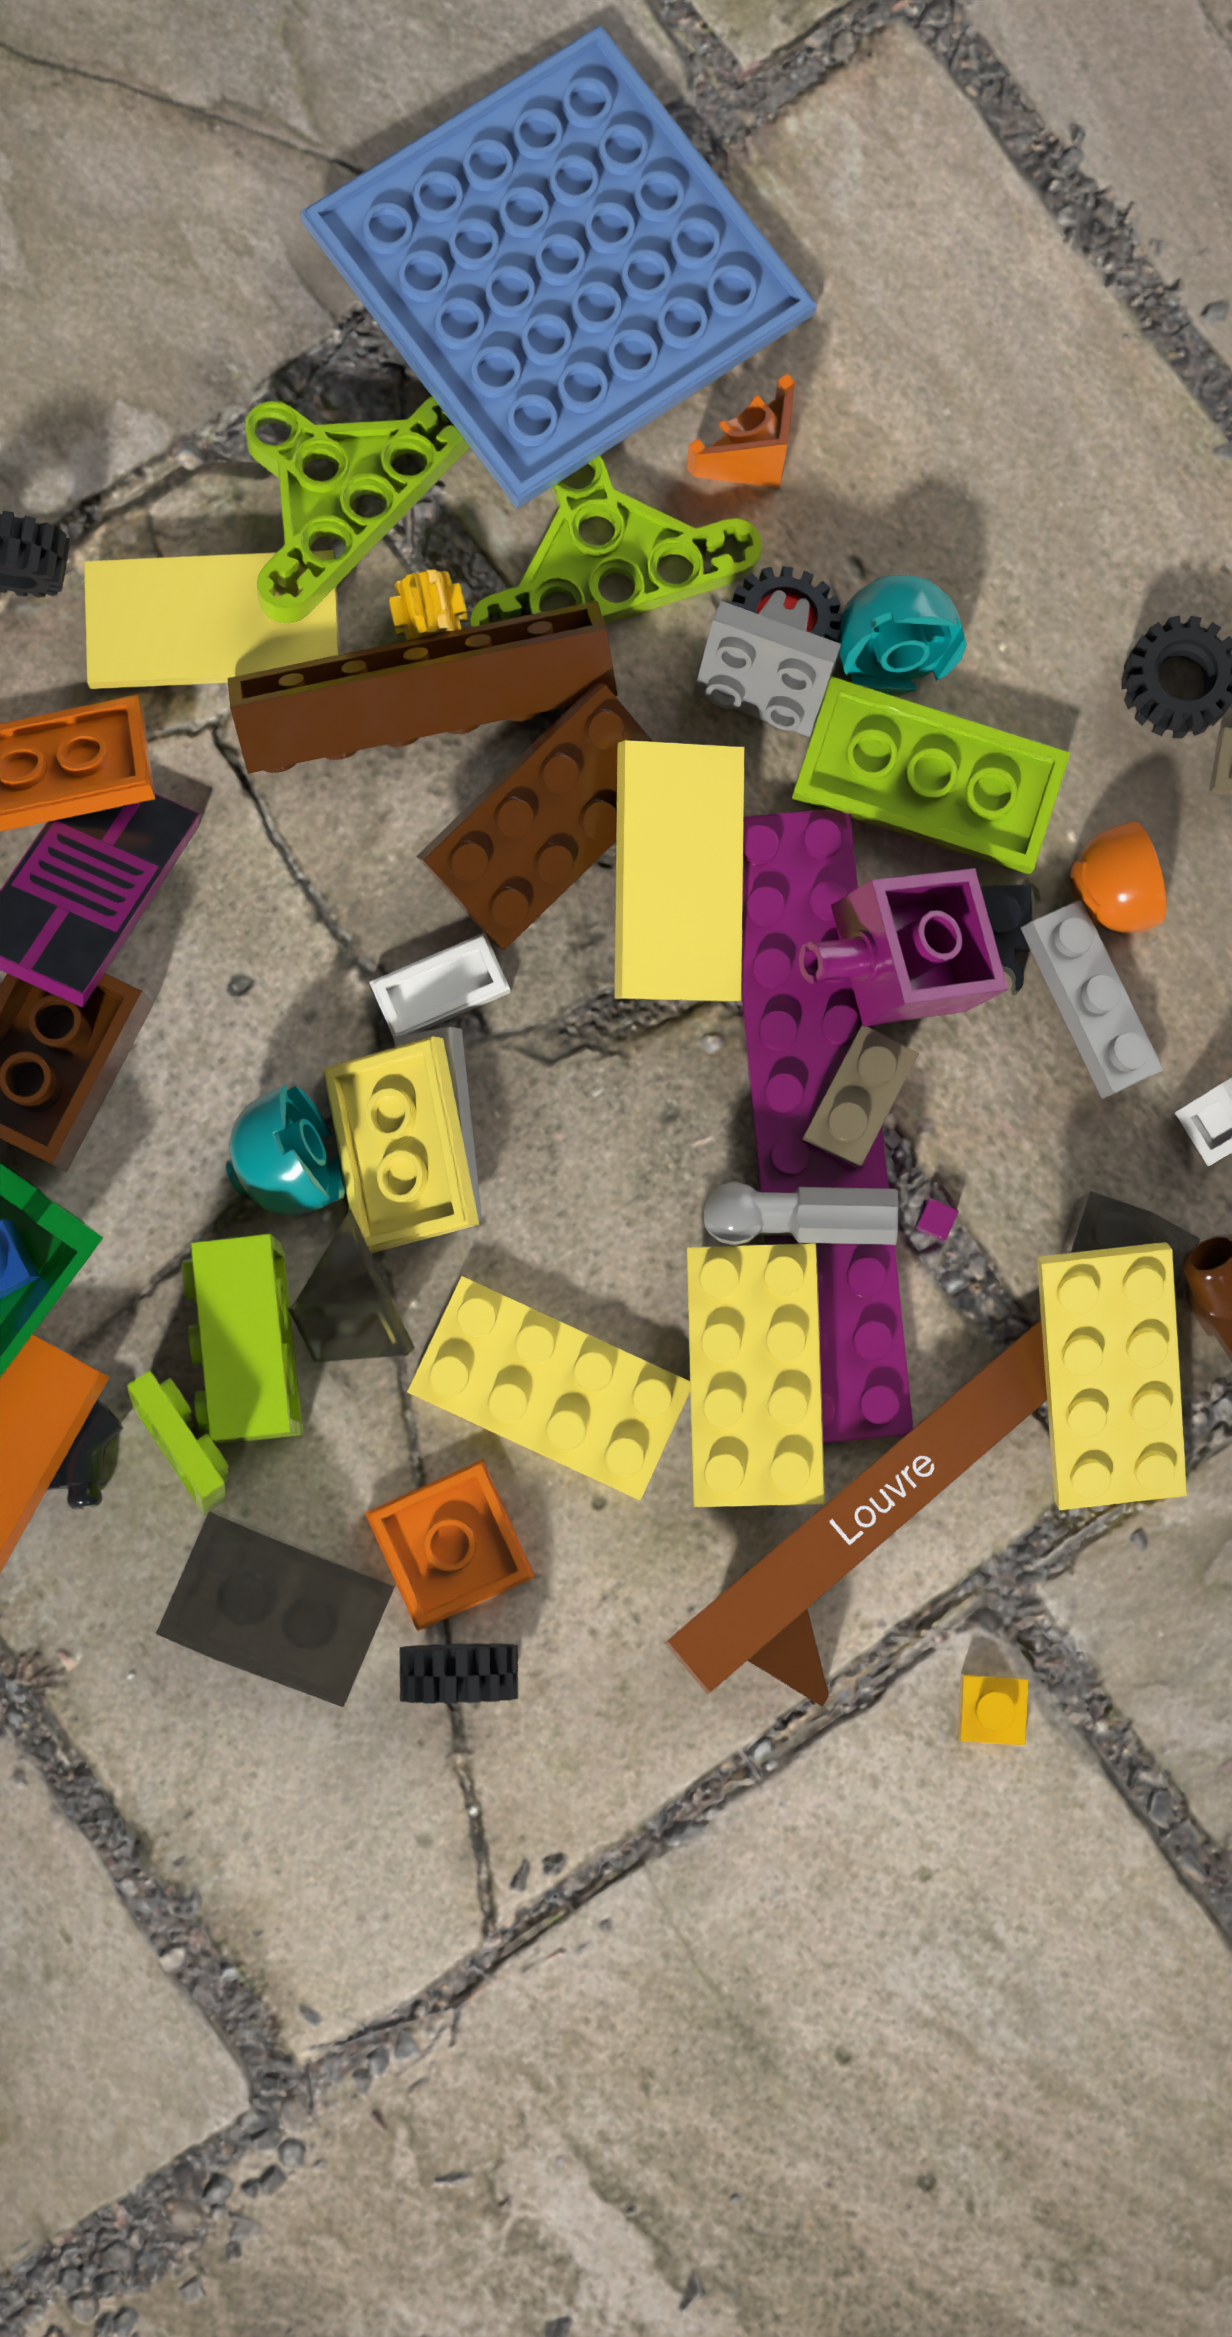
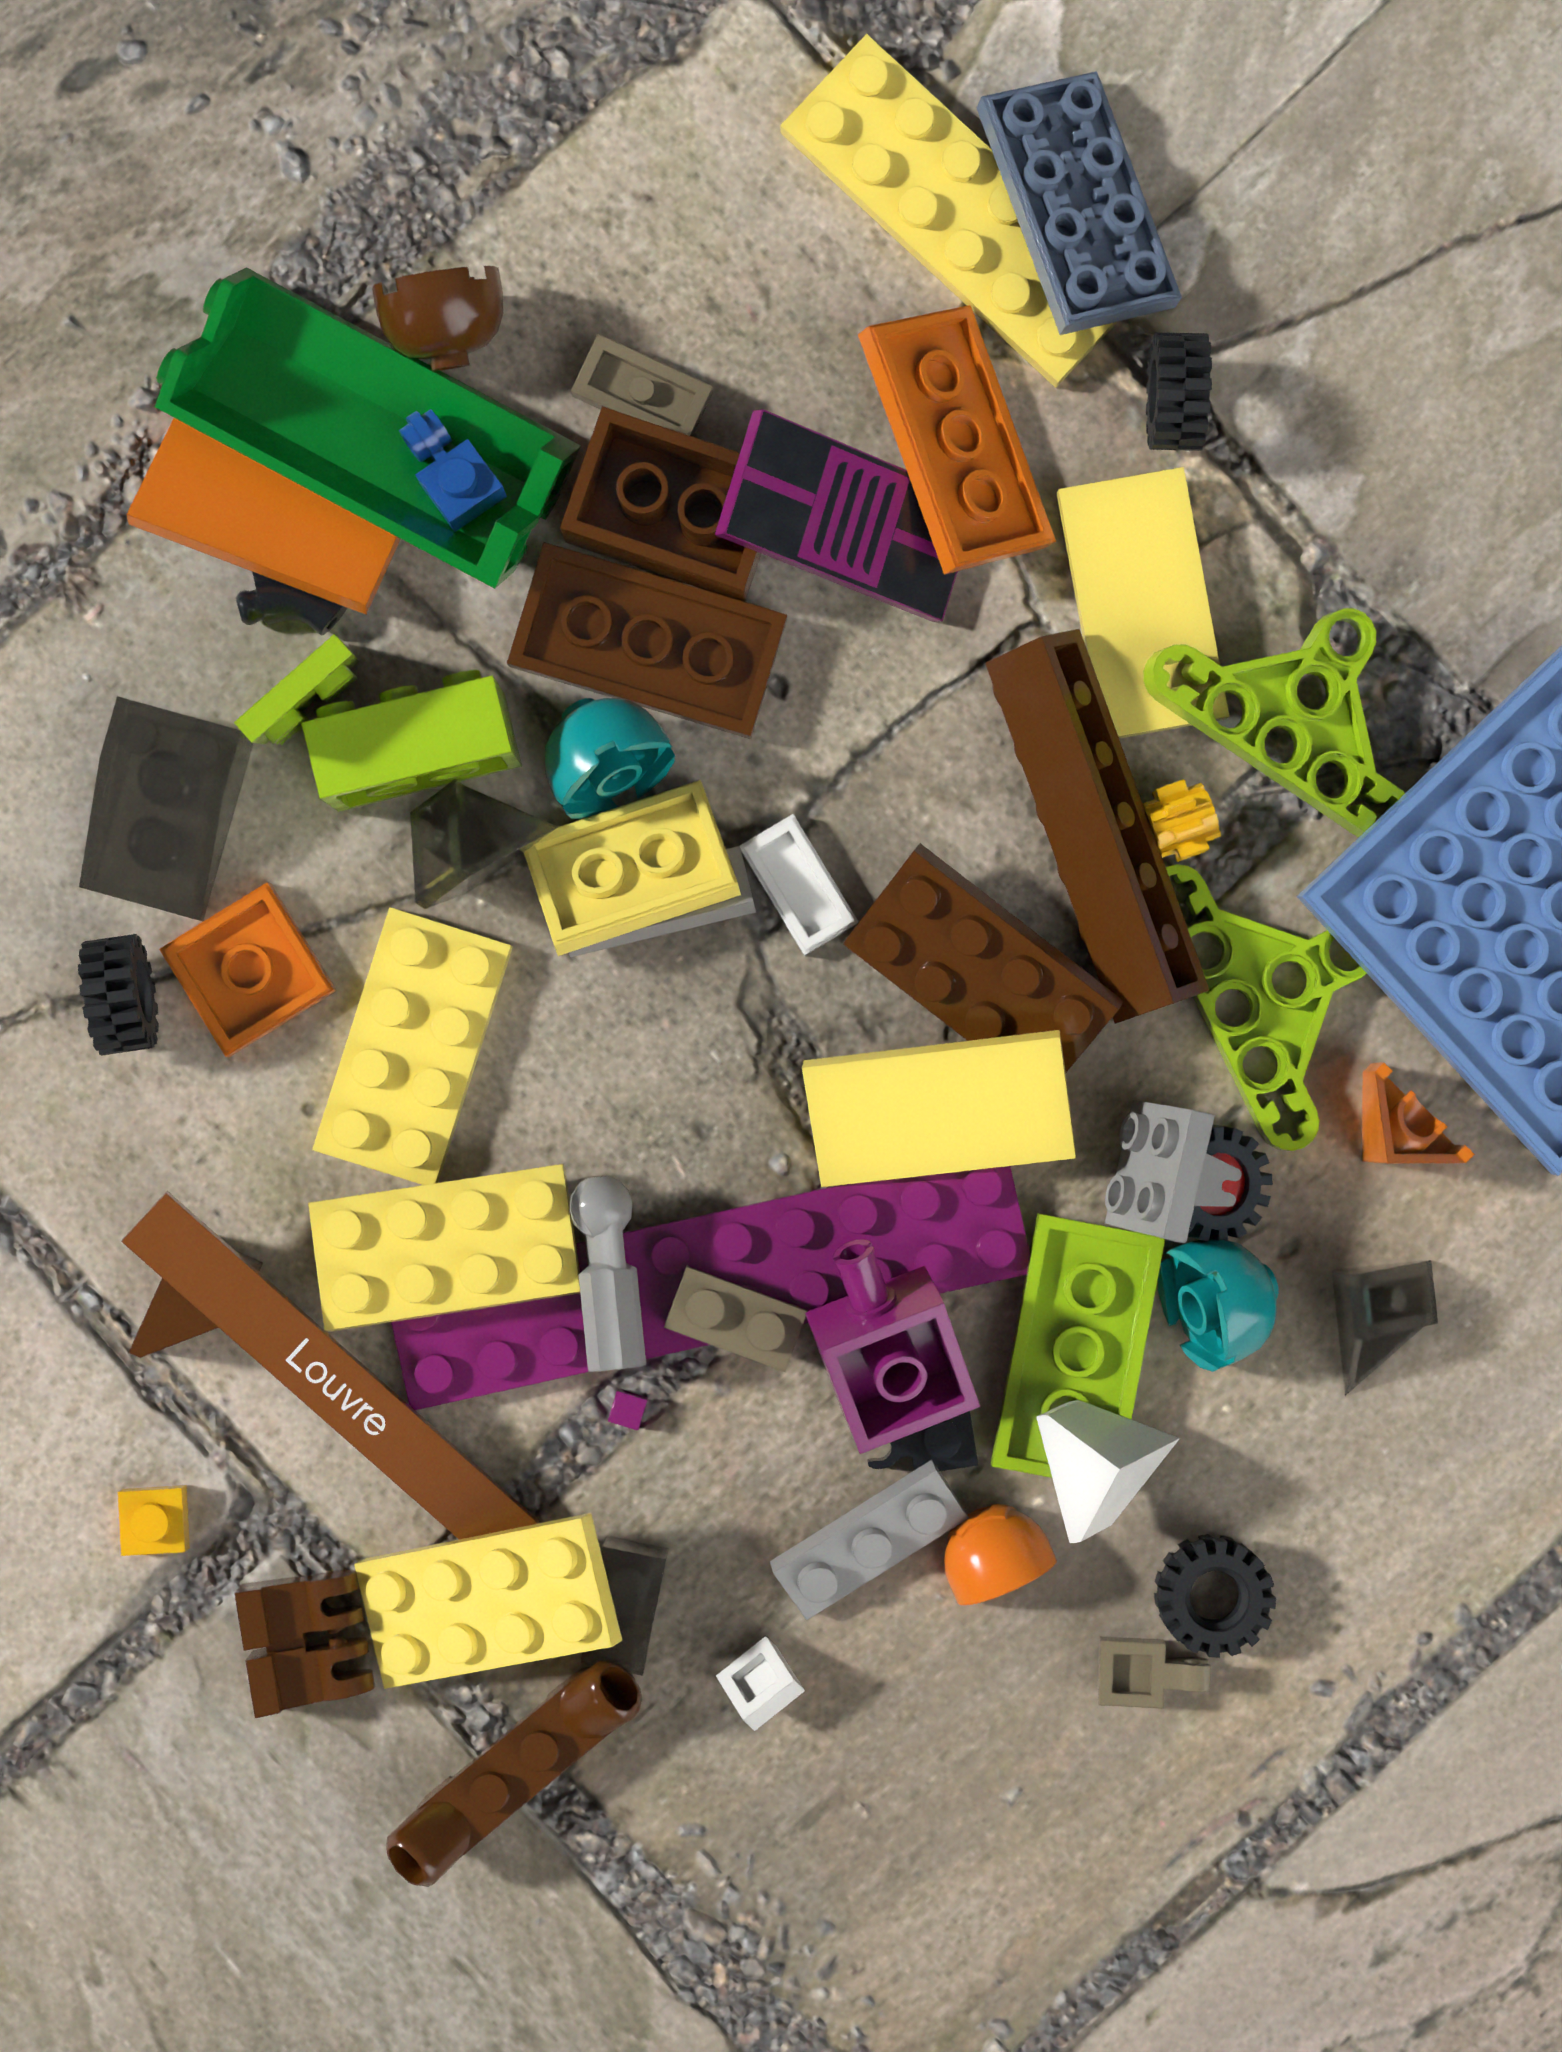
camera: 85 degrees right, 5 degrees up
(176, 1102) = (647, 640): none -> reddish brown plate
(926, 490) = (1380, 1312): none -> clear smoke slope
(1042, 764) = (1098, 1463): none -> white slope
(1152, 1593) = (289, 1670): none -> reddish brown legs

